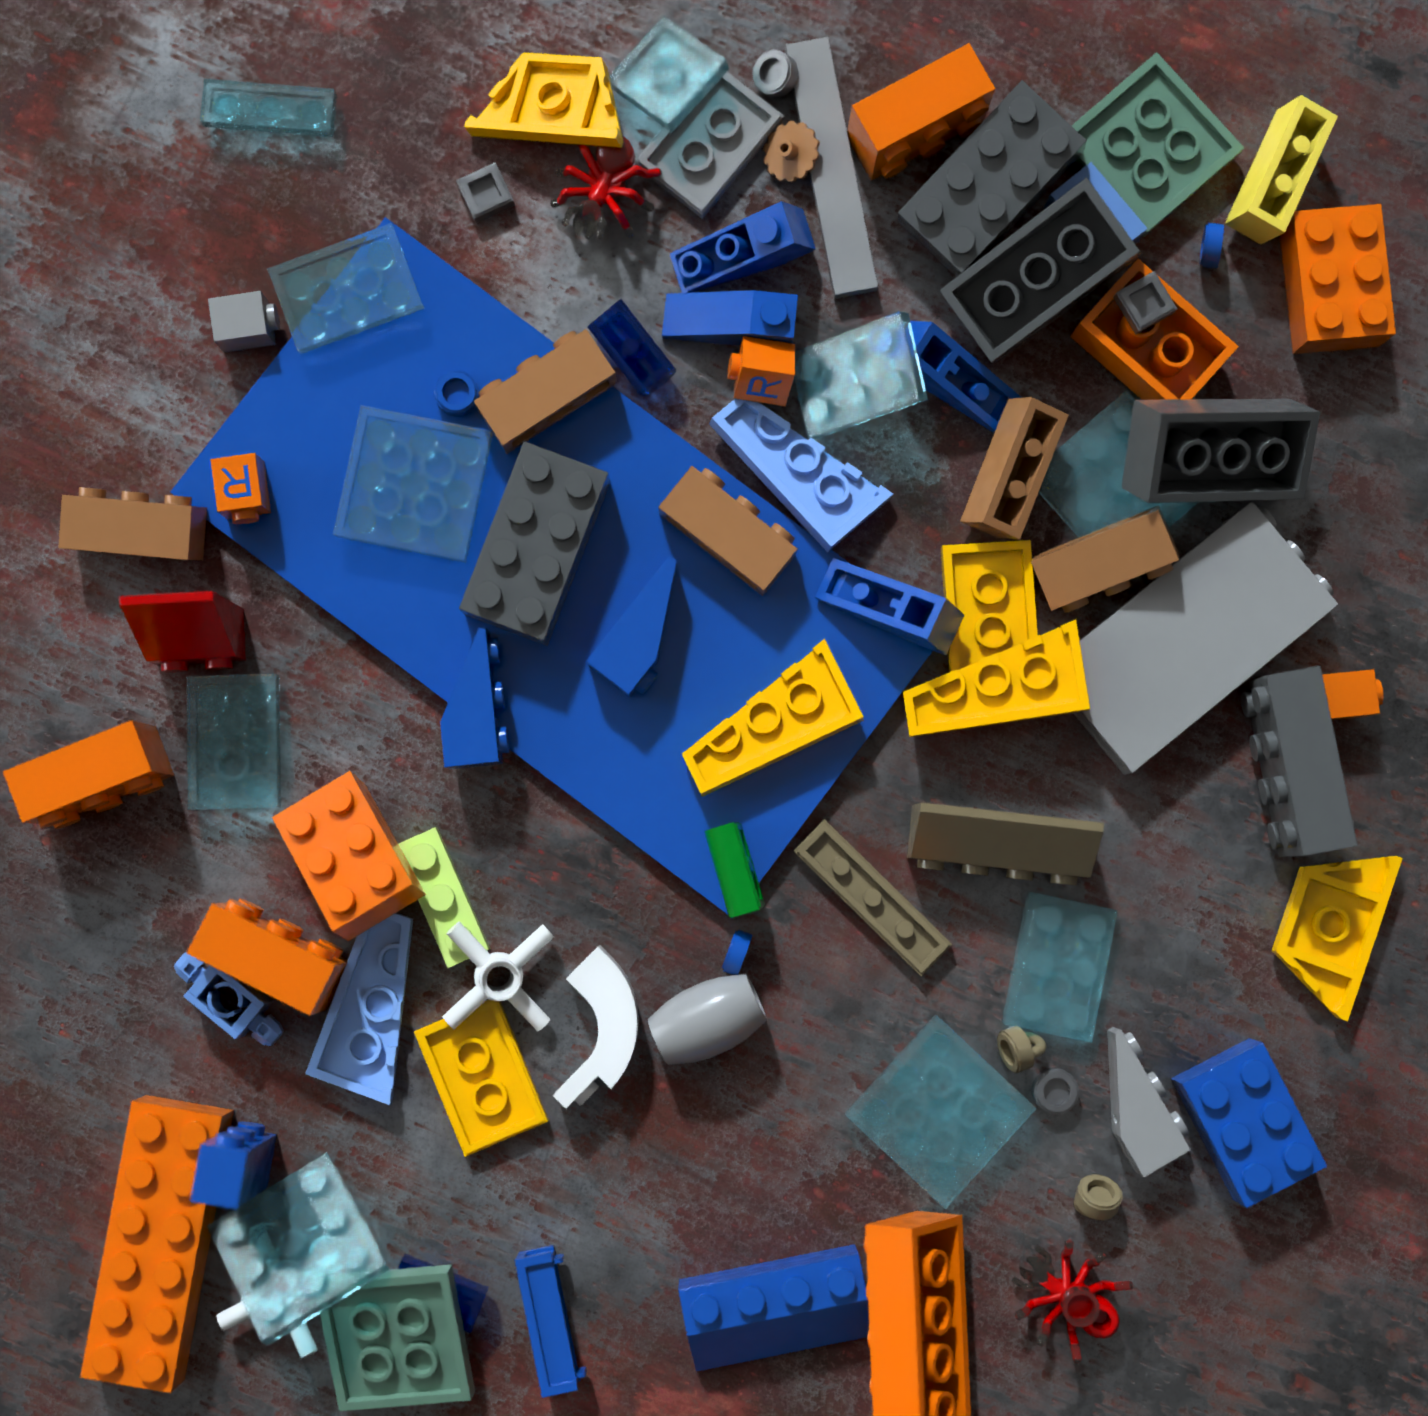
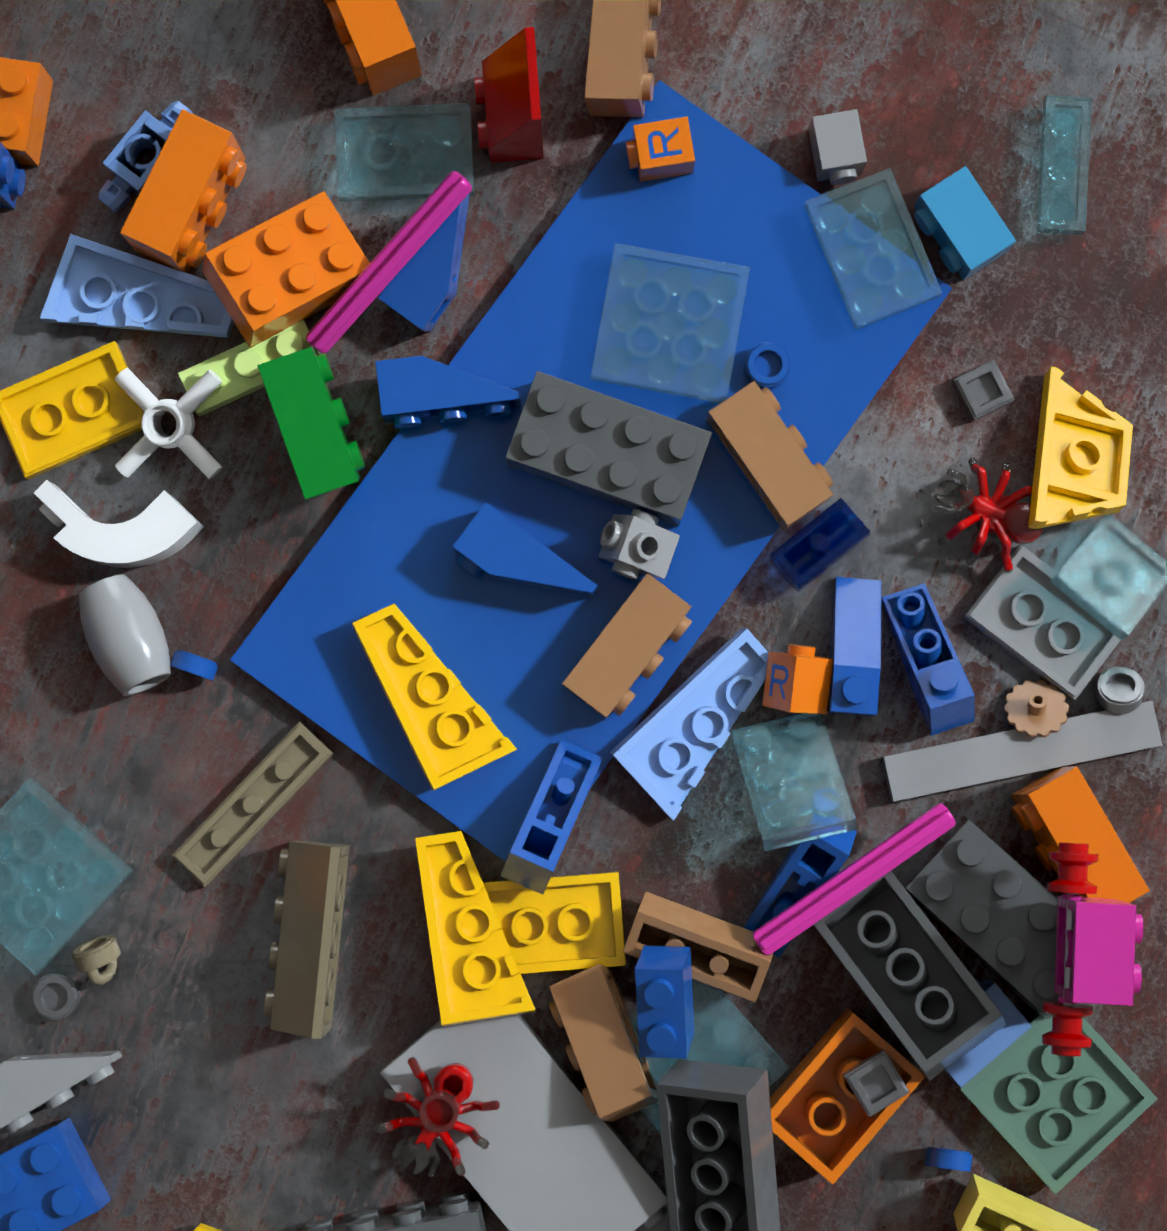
camera: 90 degrees right, 0 degrees up
(323, 203) = (963, 224): none -> dark azure brick
(345, 752) = (389, 262): none -> dark pink axle
(358, 717) = (431, 276): none -> blue slope
(502, 829) = (311, 421): none -> green brick
(631, 516) = (637, 545): none -> light grey brick
(734, 869) = (277, 661): green brick -> none
(953, 319) = (854, 879): none -> dark pink axle
(1028, 91) = (1092, 950): none -> dark pink brick
(1059, 967) = (182, 1000): clear light blue plate -> none
(1068, 497) = (664, 1002): none -> blue brick
(1174, 711) = (437, 1115): none -> animal

